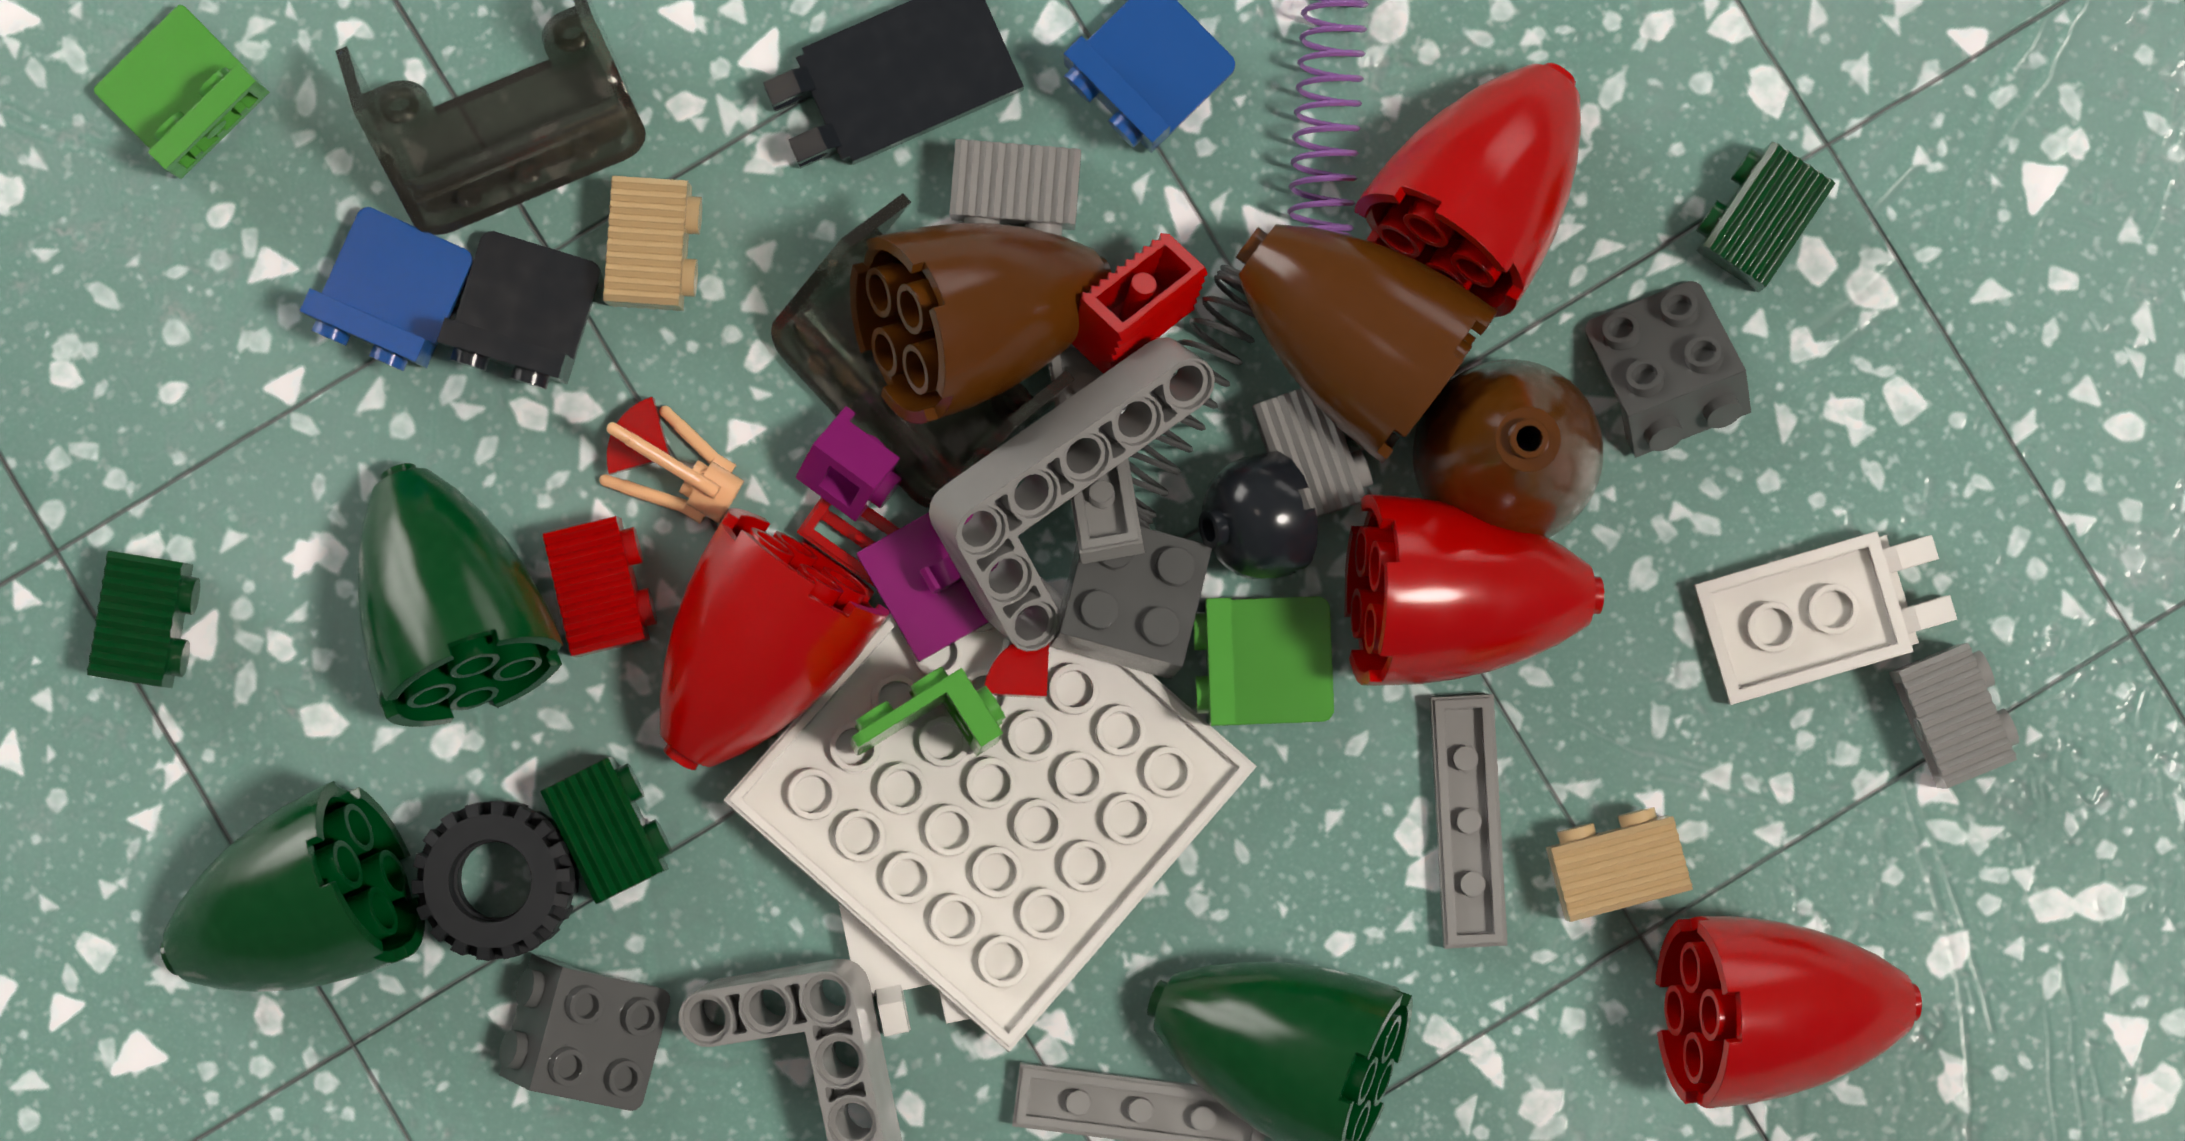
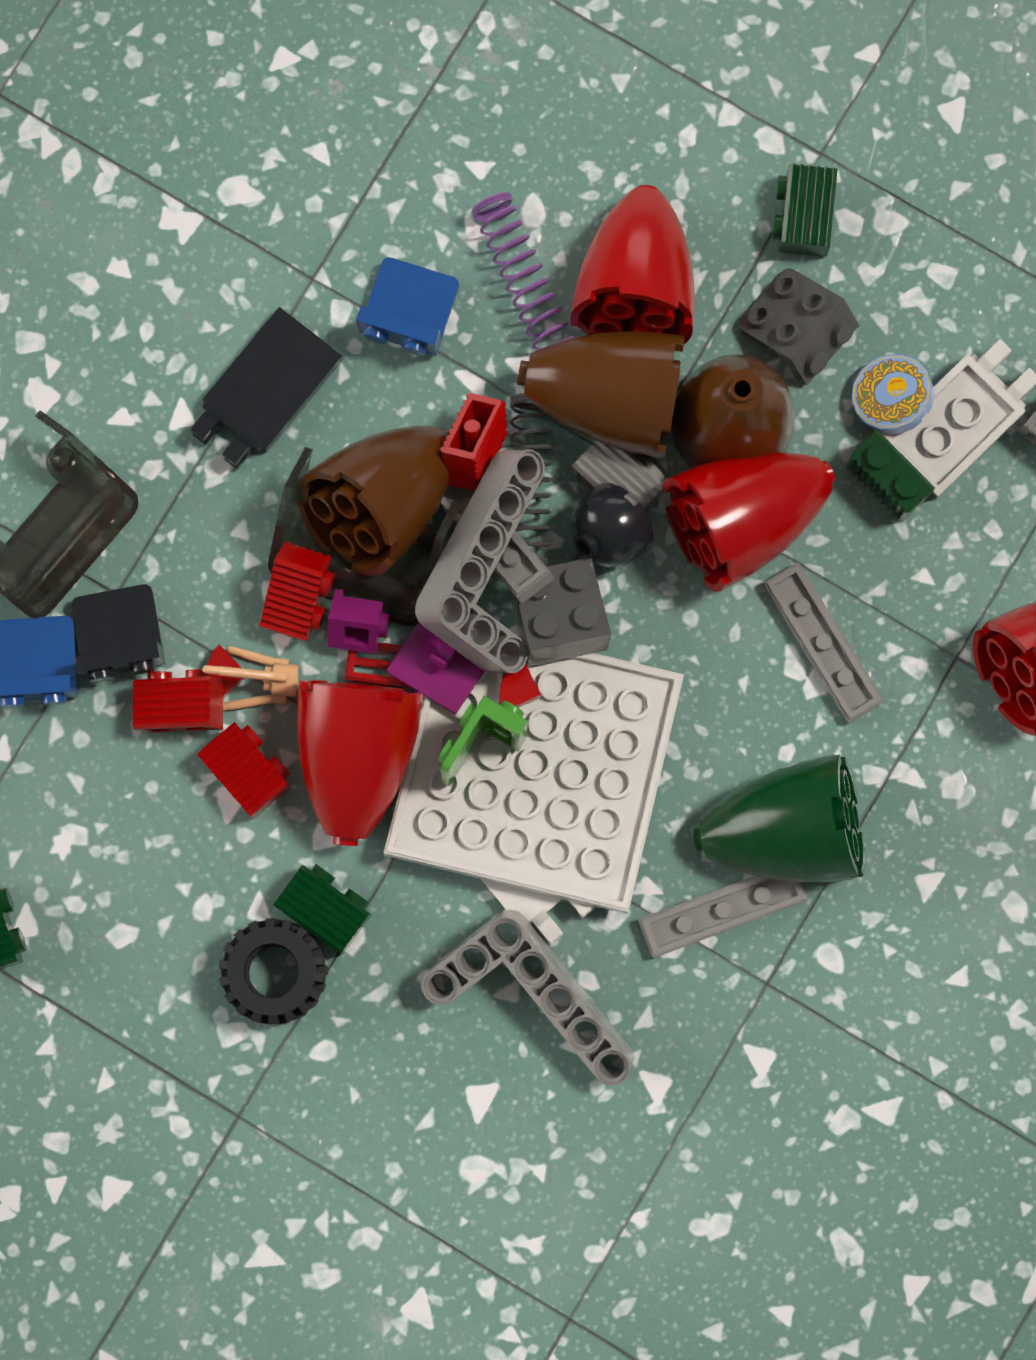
camera: 25 degrees left, 5 degrees down
(299, 900) = (162, 1045): dark green cylinder -> none
(445, 604) = (162, 825): dark green cylinder -> none
(553, 450) = (177, 703): none -> red brick
(583, 1034) = (372, 1036): dark grey bracket -> none
(650, 243) = (172, 556): tan brick -> none
(789, 383) = (296, 592): none -> red brick
(1015, 185) = (367, 410): light grey brick -> none
(1265, 660) = (656, 610): bright green bracket -> none
(1618, 865) = (924, 621): tan brick -> none
(1680, 644) = (889, 476): none -> dark green brick
(1744, 533) = (892, 394): none -> tile

